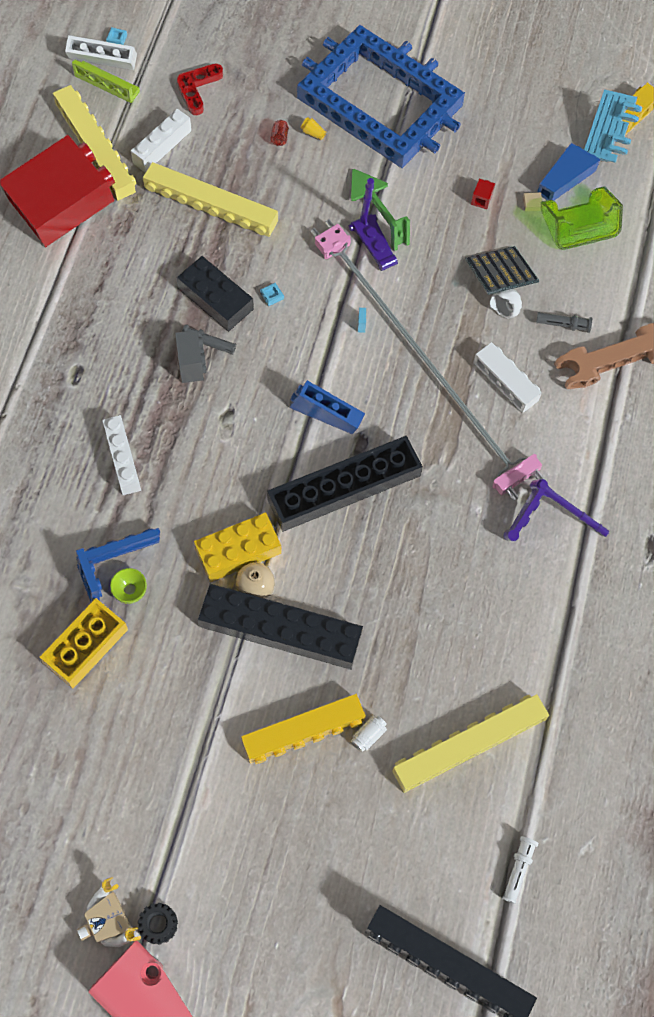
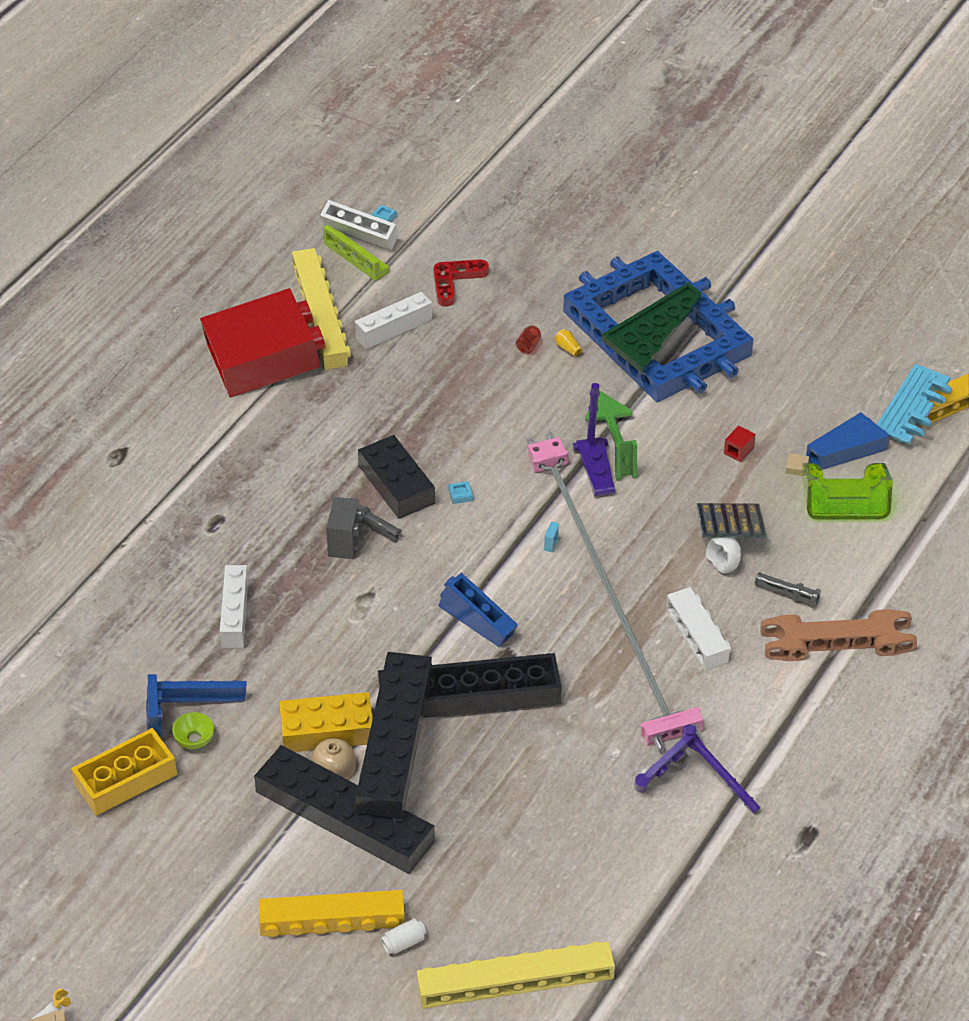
camera: 20 degrees right, 20 degrees down
(210, 199) = (427, 387): light yellow brick -> none
(305, 553) = (394, 735): none -> black brick
(380, 106) = (647, 331): none -> dark green wing

